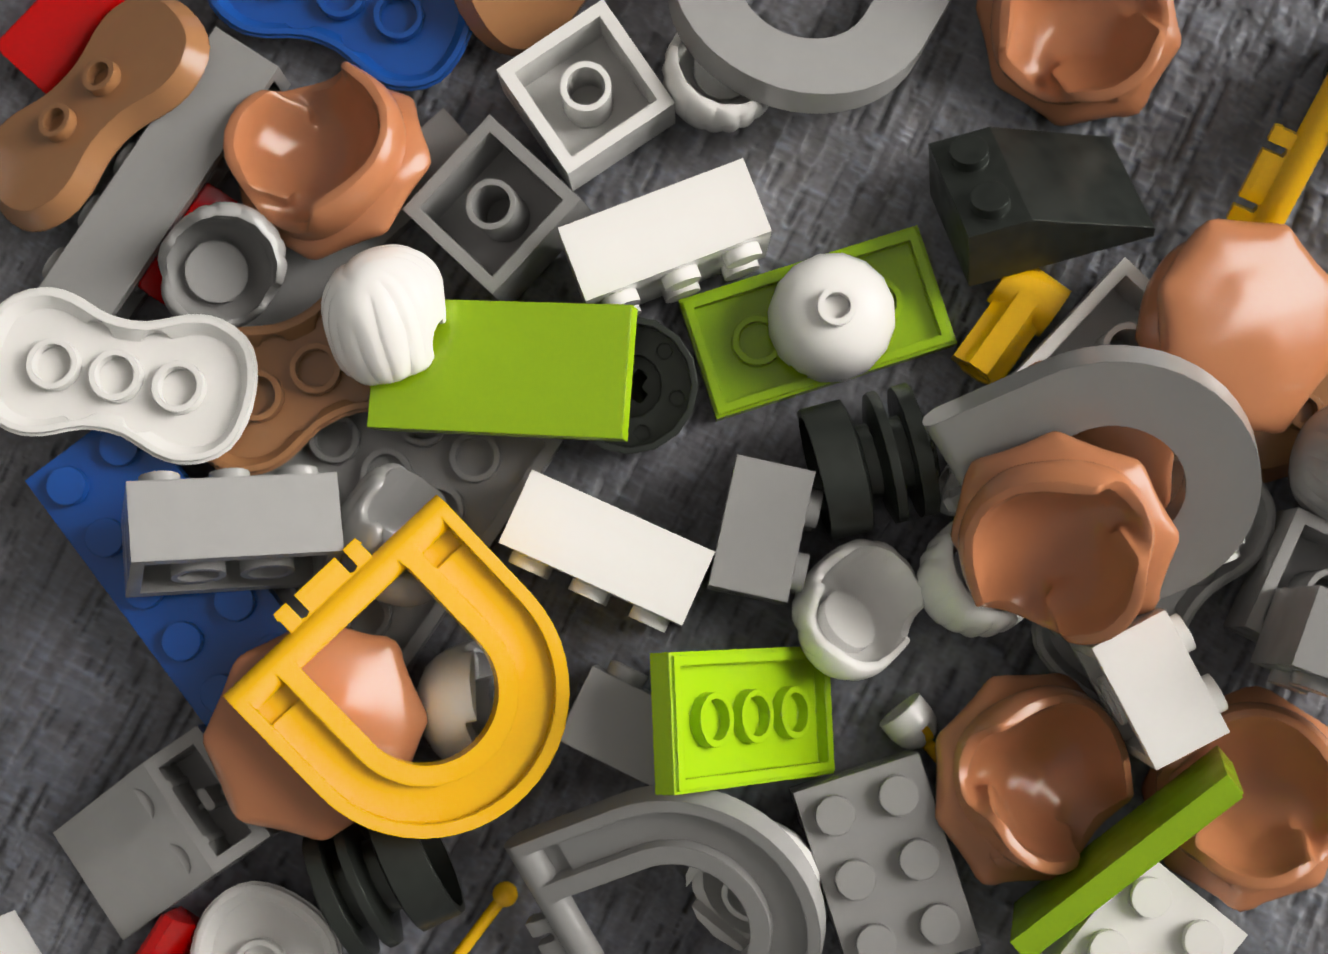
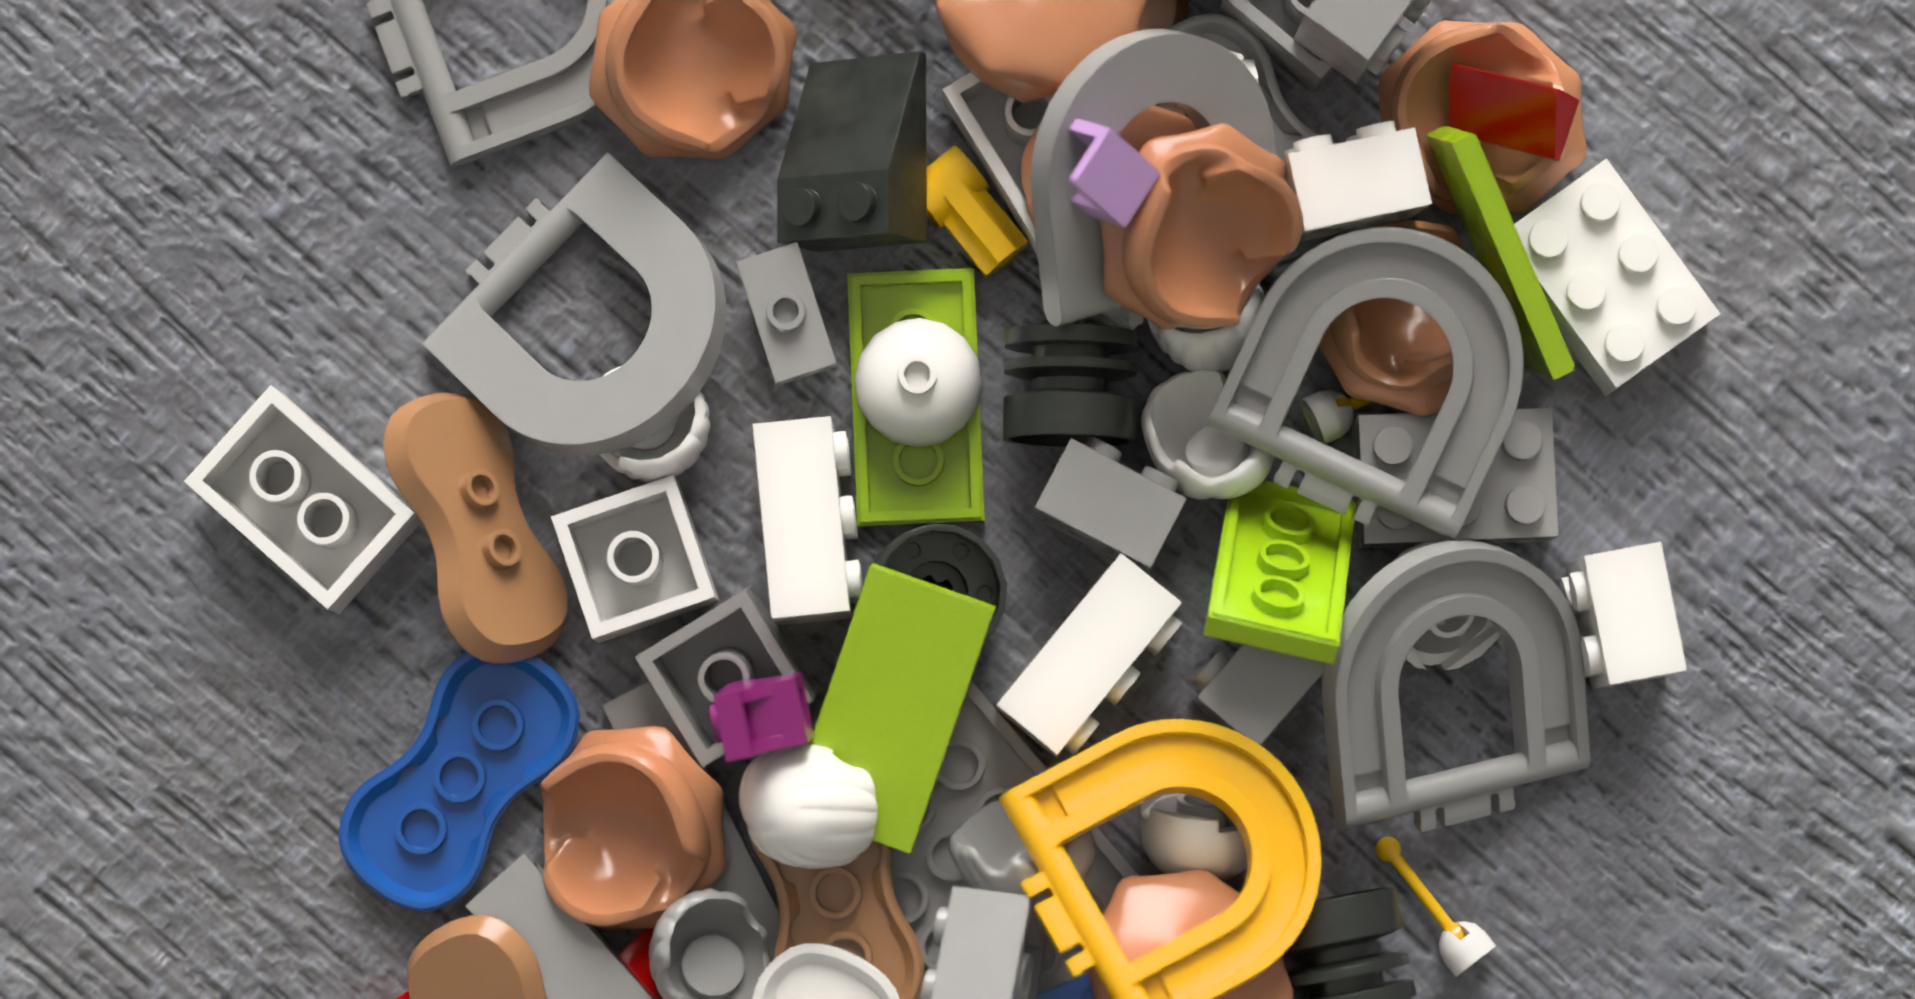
camera: 75 degrees left, 0 degrees up
(454, 238) = (761, 716): none -> magenta brick
(862, 173) = (786, 314): none -> light grey brick
(948, 869) = (1472, 418): none -> light grey piece
(1095, 425) = (1110, 176): none -> lavender panel
(1271, 827) = (1510, 111): none -> red slope

